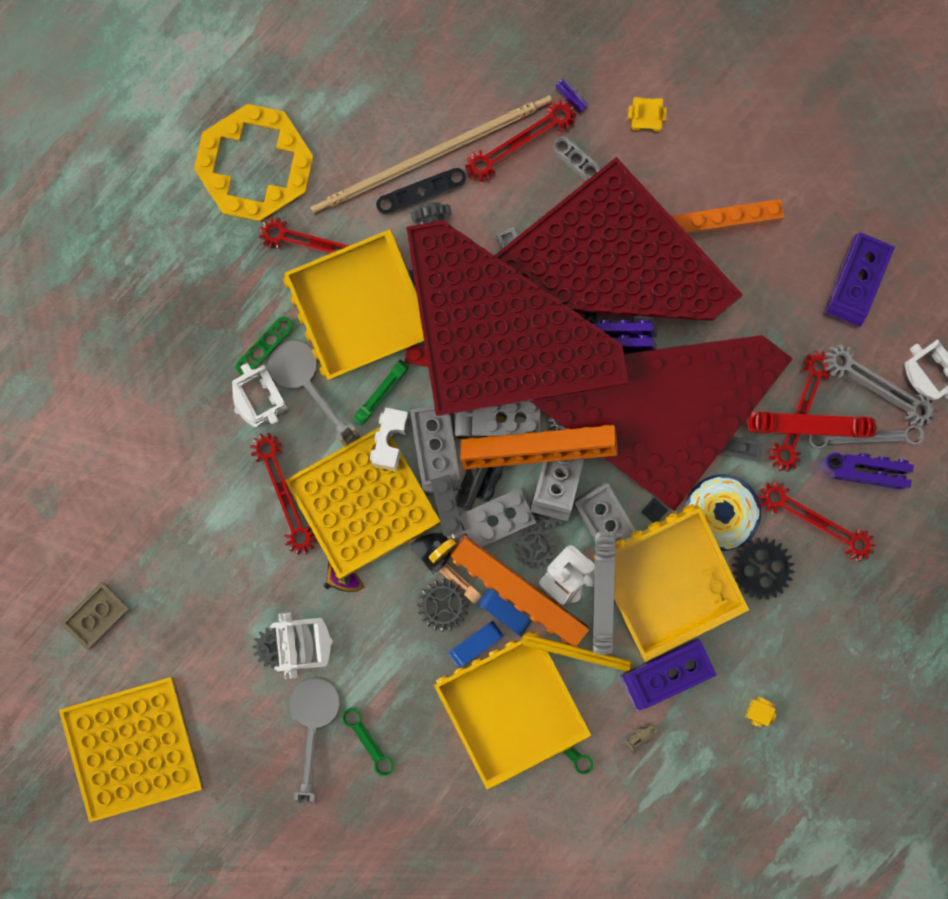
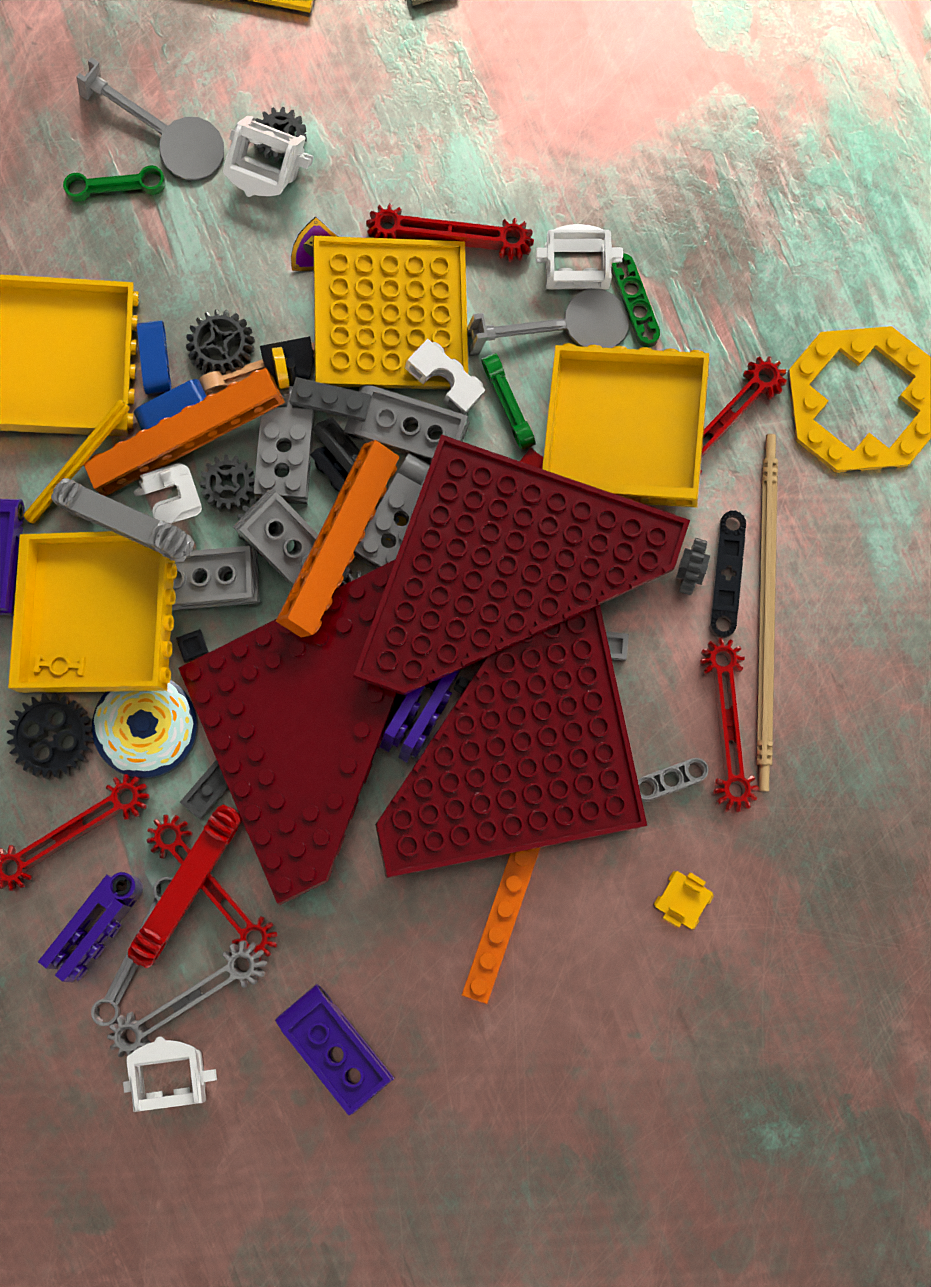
camera: 115 degrees right, 5 degrees down
(571, 95) = (754, 818): dark purple axle -> none

